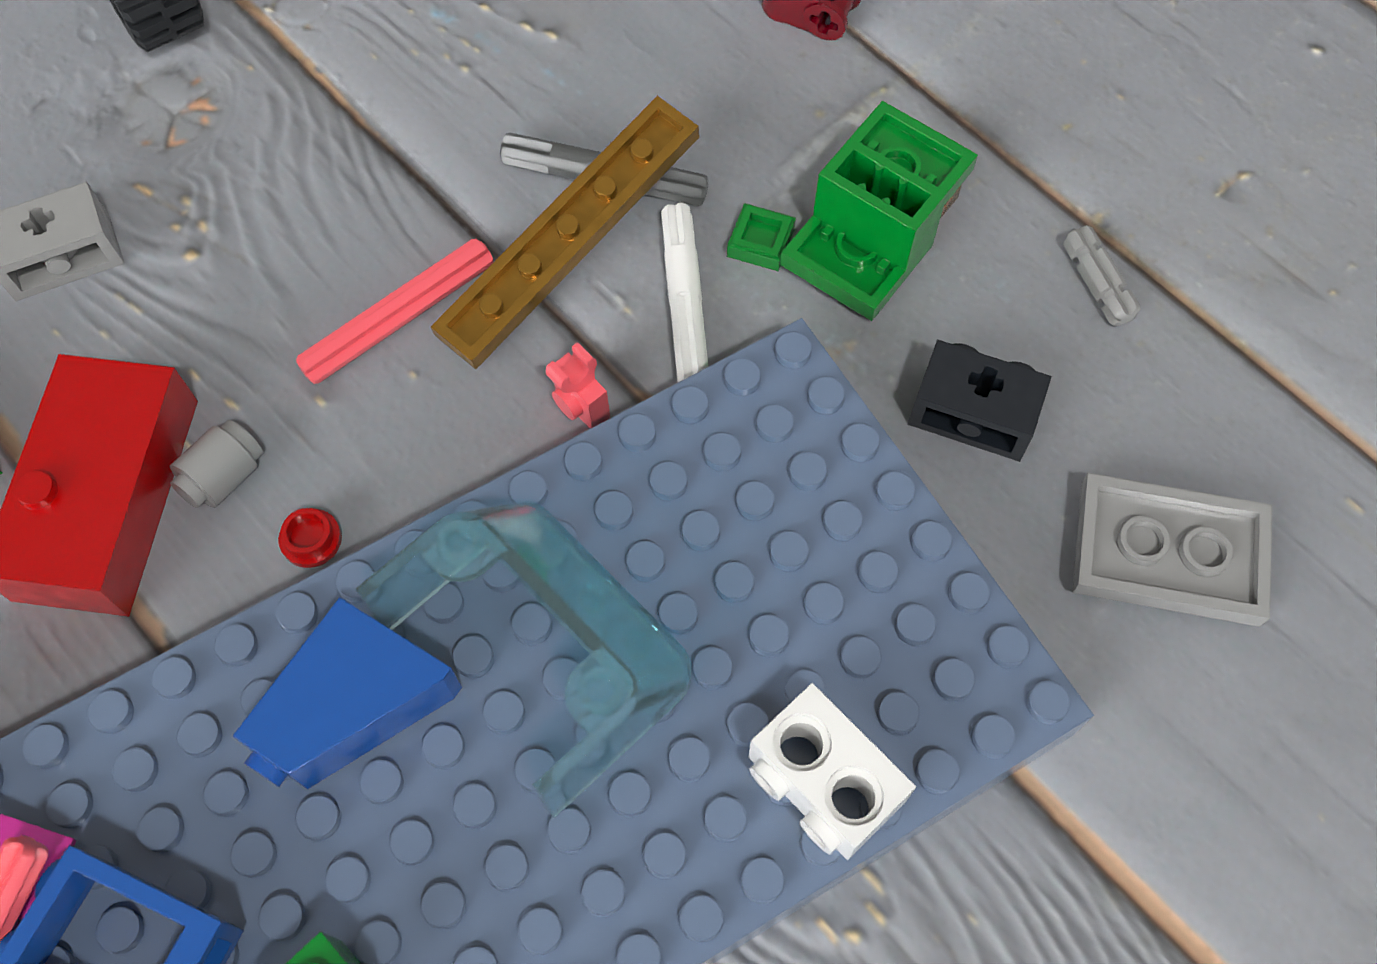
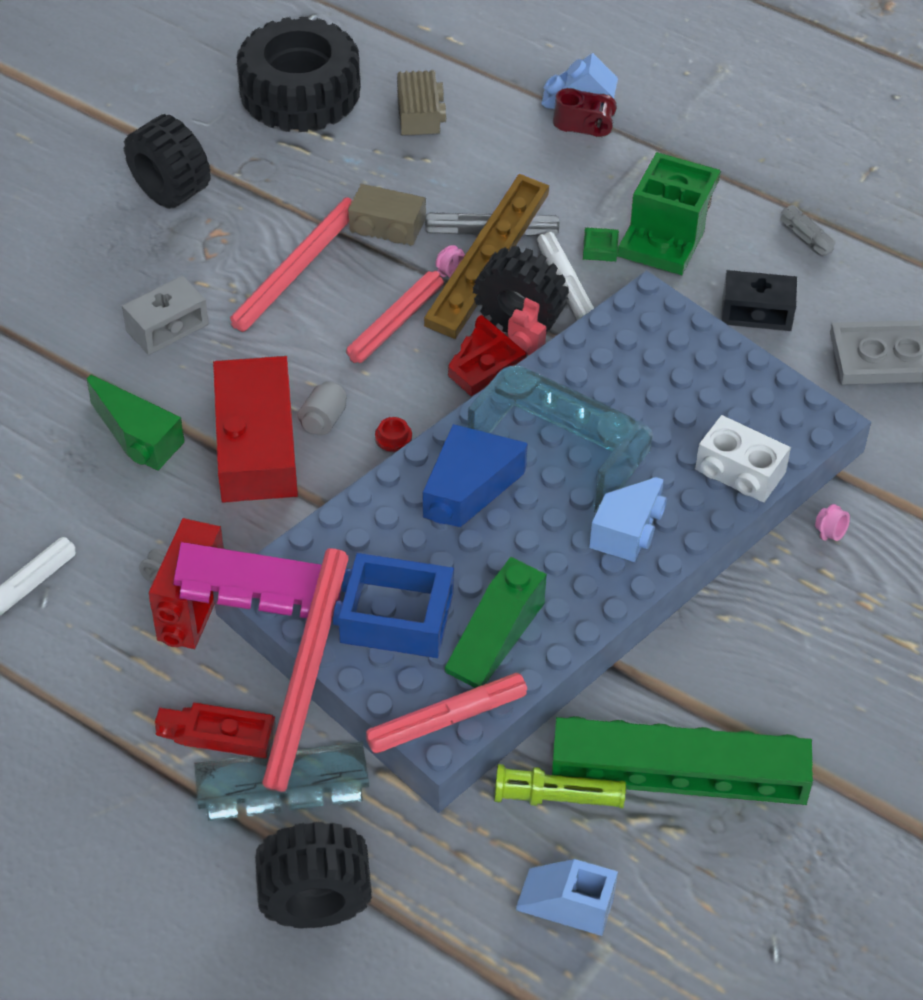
camera: 15 degrees left, 15 degrees down
(280, 185) = (291, 267): none -> coral axle
(446, 123) = (387, 214): none -> dark tan brick
(501, 419) = (483, 357): none -> red wing
(510, 223) = (448, 260): none -> bright pink plate
(576, 301) = (526, 275): none -> black tyre
(579, 860) = (626, 519): none -> light blue slope
(971, 890) = (832, 522): none -> bright pink plate

